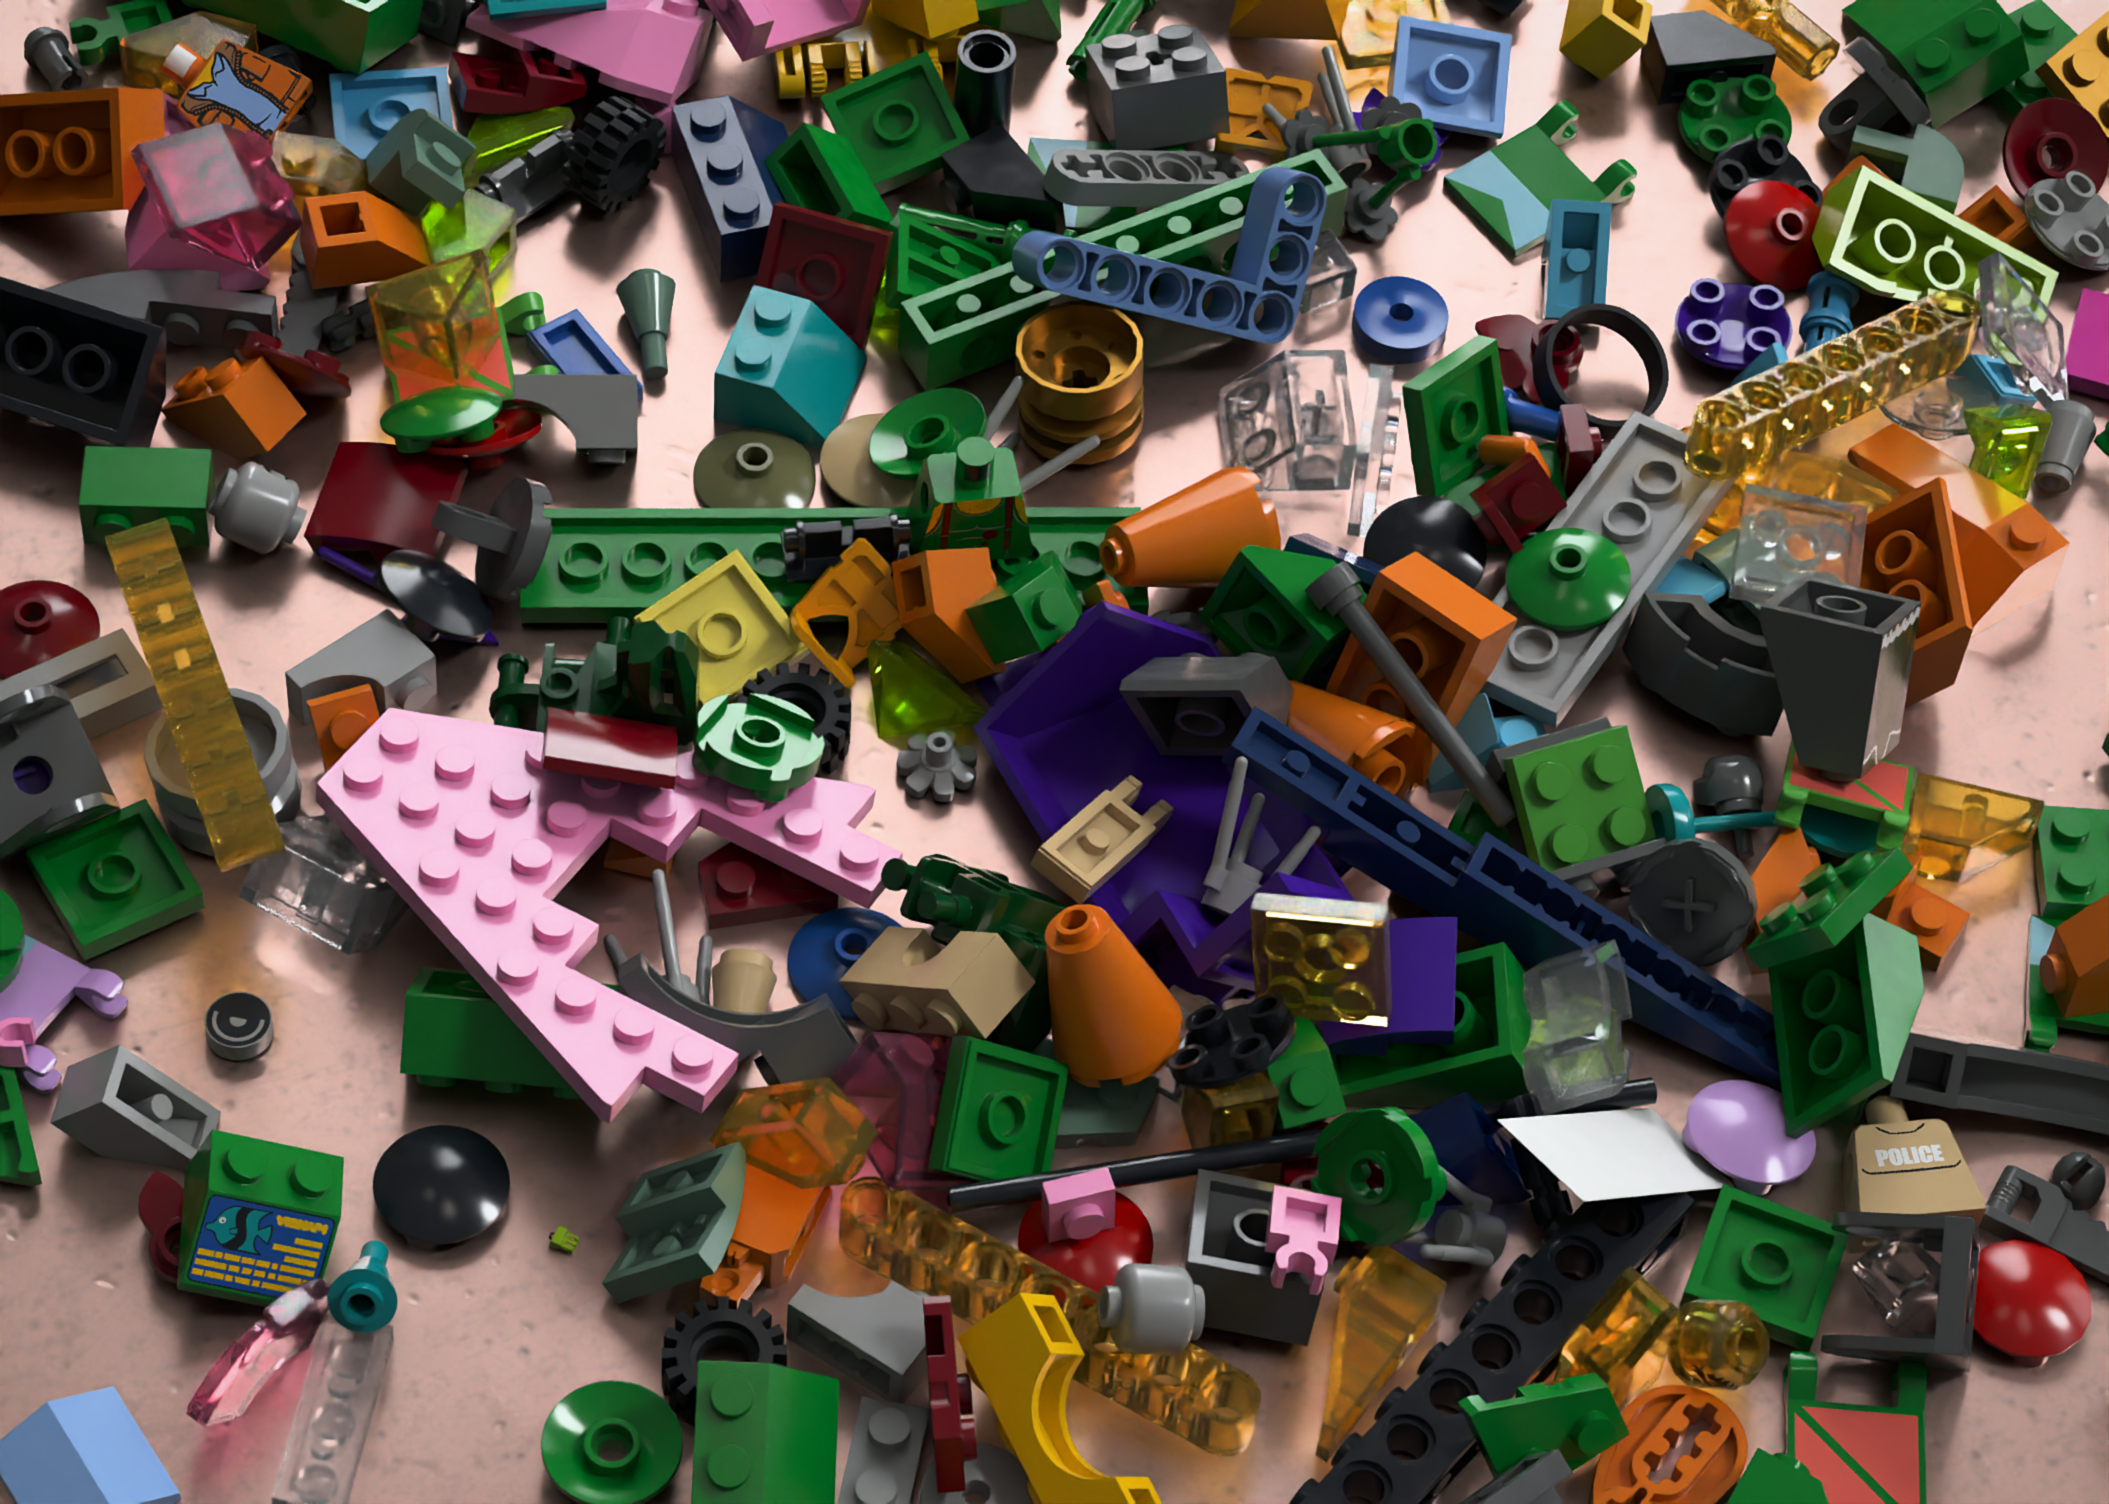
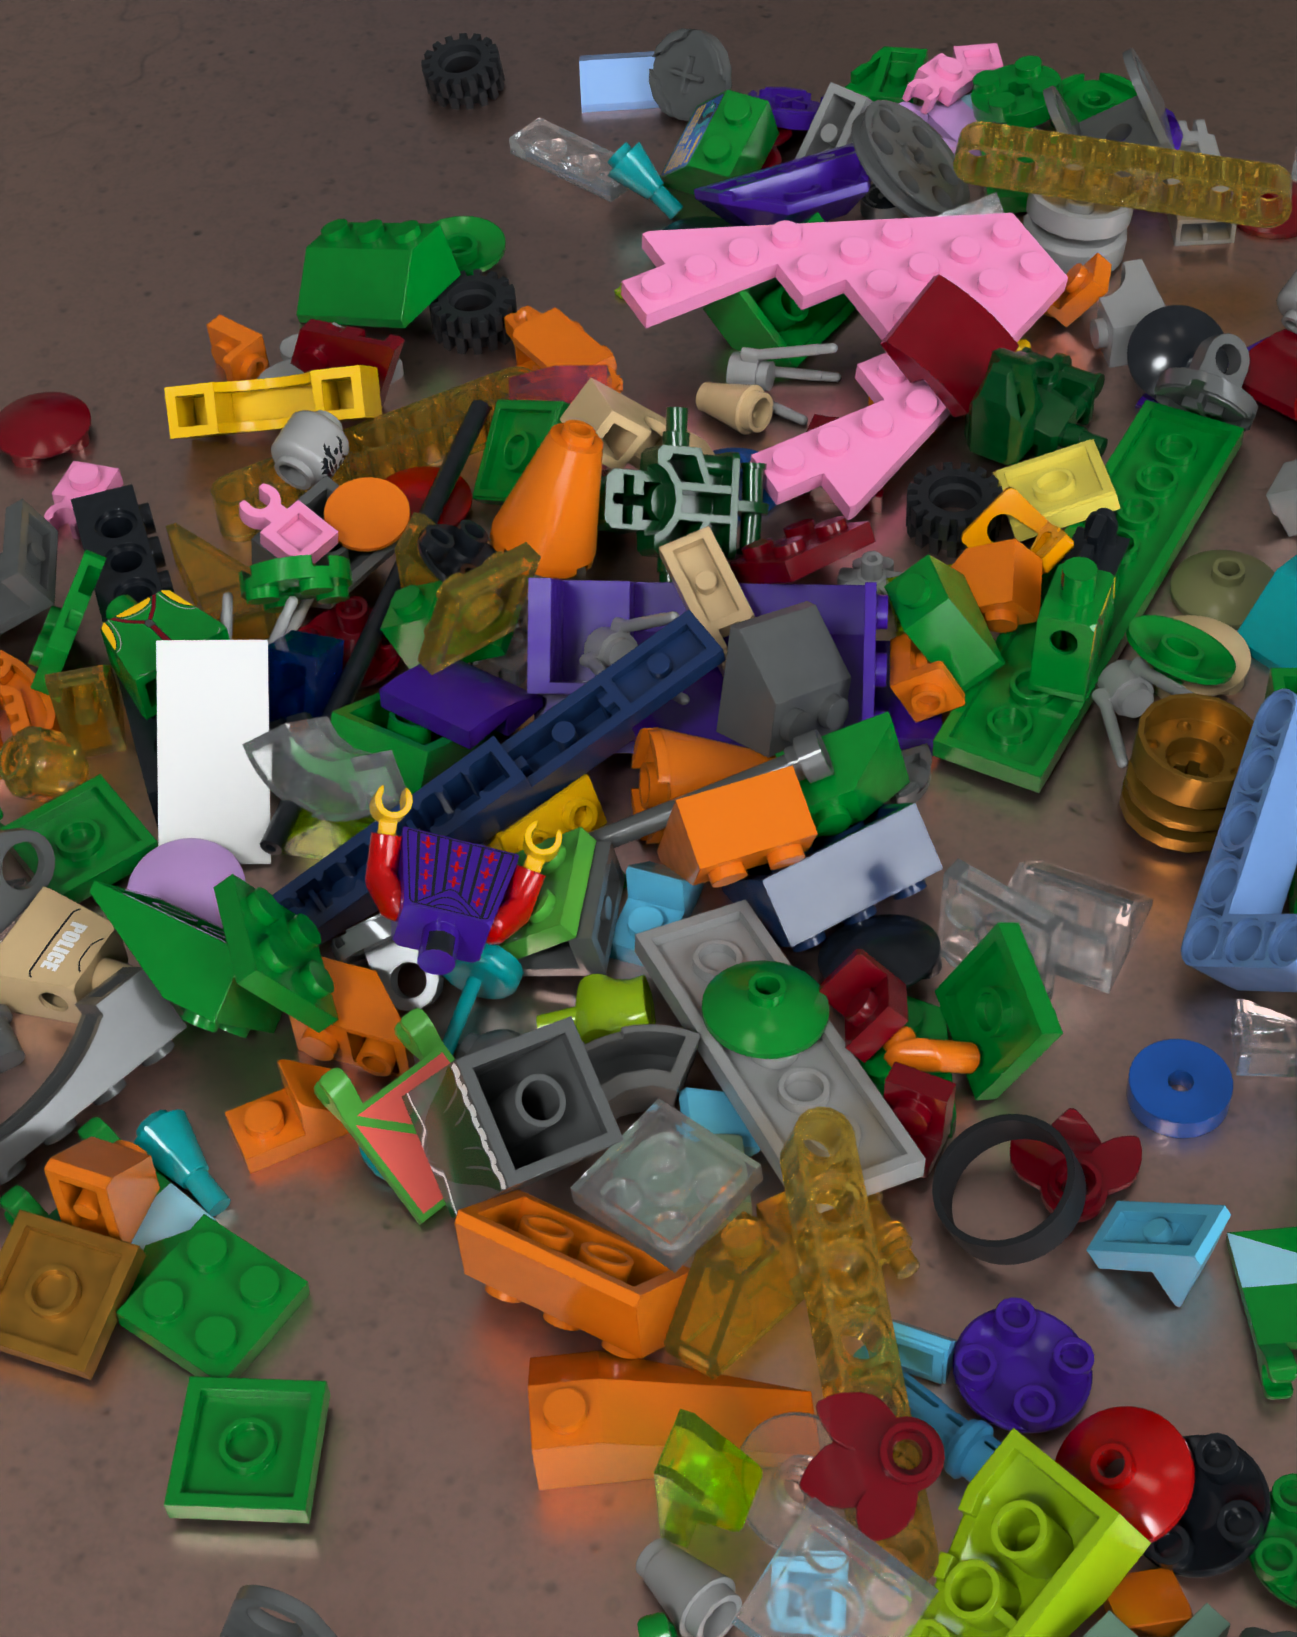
camera: 130 degrees right, 5 degrees down
(96, 1202) = (790, 106): none -> dark purple tile
(100, 1328) = (688, 71): none -> dark grey tile
(176, 976) = (907, 160): none -> dark grey wedge
(259, 1353) = (631, 127): clear pink tile -> none
(335, 1056) = (791, 191): none -> dark purple wedge
(678, 1222) = (574, 299): sand green slope -> none
(729, 748) = (908, 458): green plate -> none
(794, 1042) = (701, 349): dark grey arch -> none
(799, 1132) = (574, 335): clear yellow slope -> none
(866, 1337) = (438, 364): light grey arch -> none
(976, 802) = (801, 550): none -> dark red plate
(1078, 1205) = (423, 464): bright pink plate -> none
(1191, 534) = (968, 770): orange cone -> none
(1203, 1194) = (368, 514): none -> orange piece
(1530, 418) = (996, 1100): blue arm -> none
(1536, 1271) = (133, 633): none -> green torso
(1646, 717) = (606, 1006): none -> lime piece
(1670, 798) = (449, 892): none -> torso
(1927, 319) = (860, 1464): none -> dark red plate
(1966, 827) = (327, 1196): clear yellow slope -> none
(2004, 976) = (179, 1157): none -> teal cone

